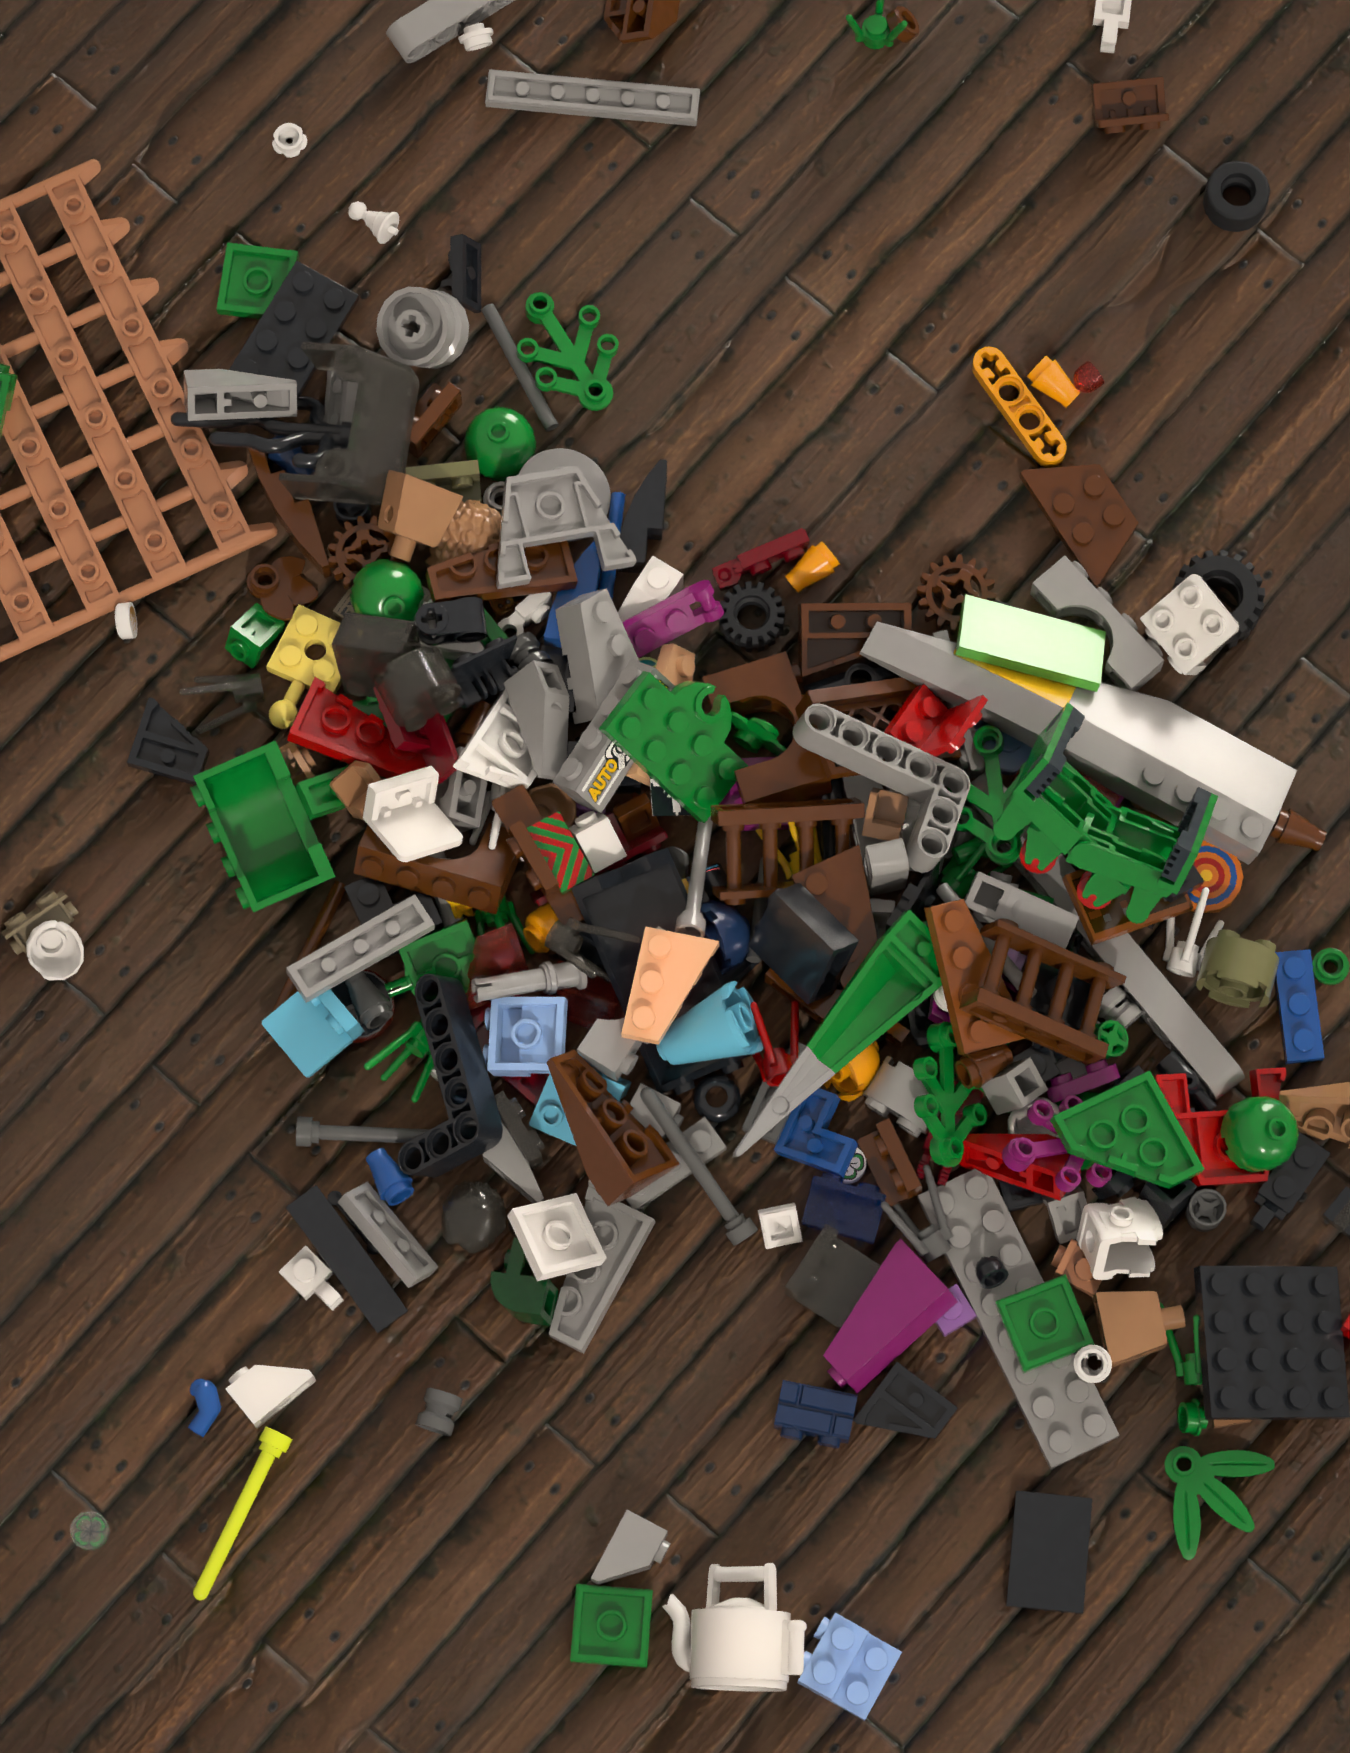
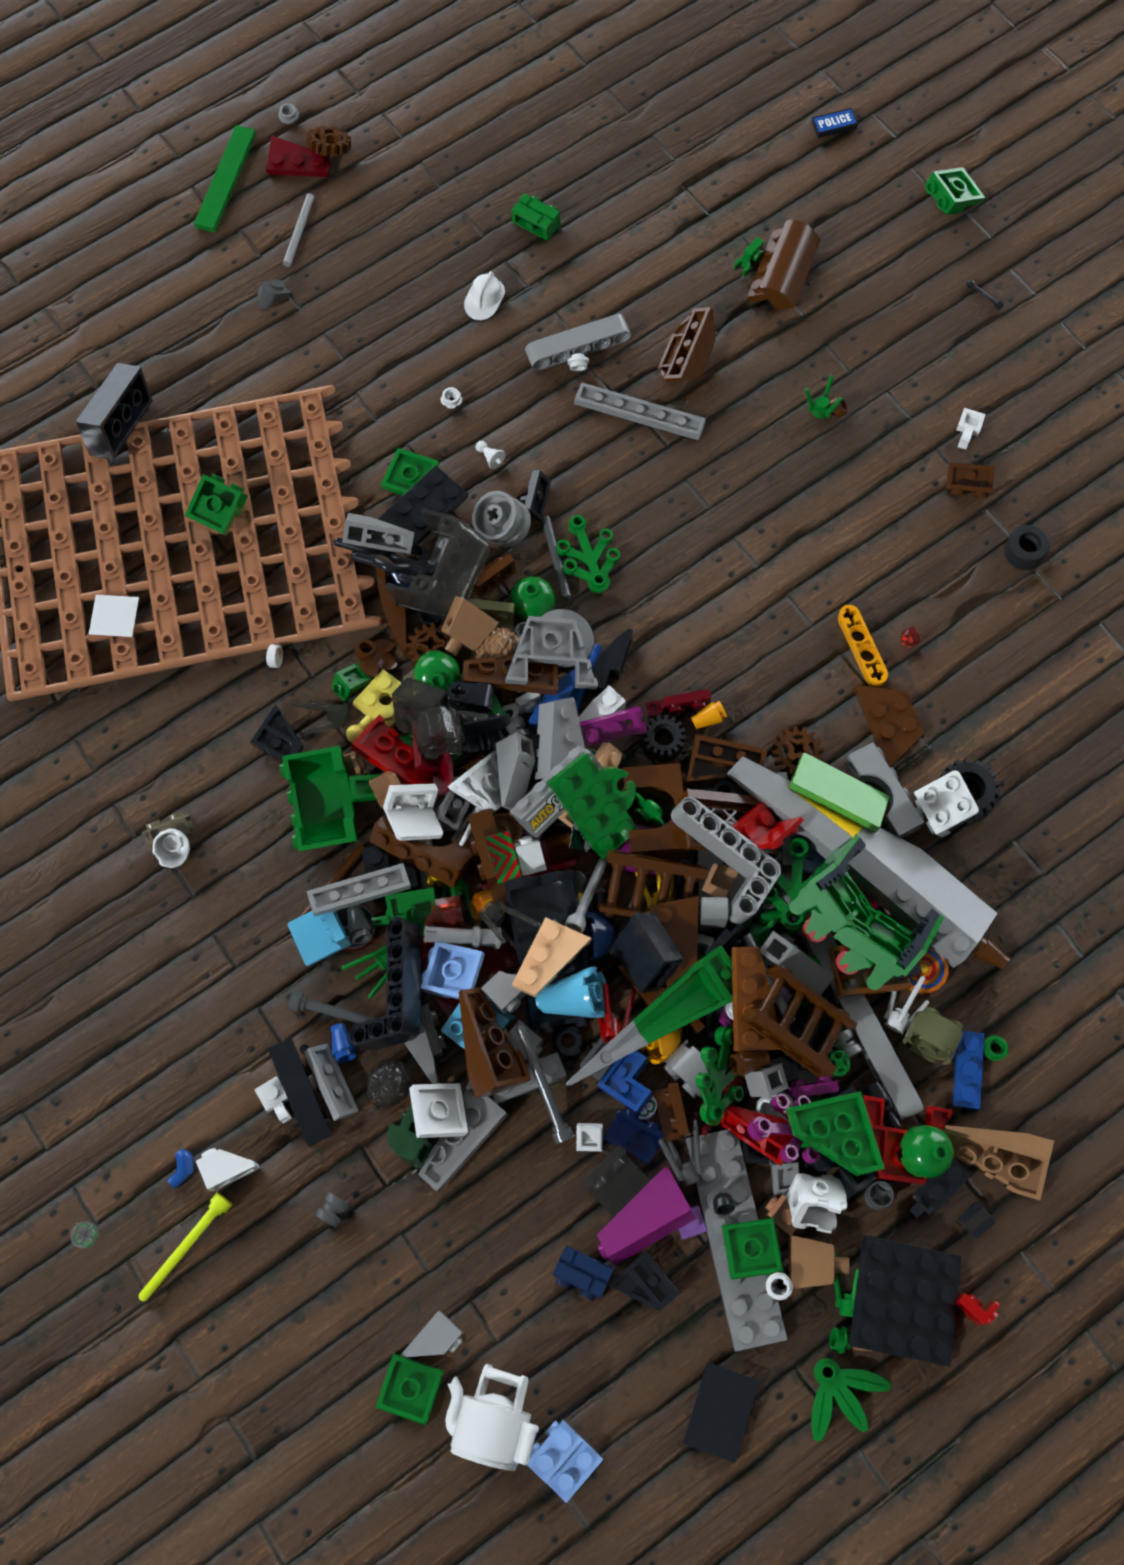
camera: 15 degrees right, 5 degrees down
(1053, 381) = (887, 634): light orange cone -> none

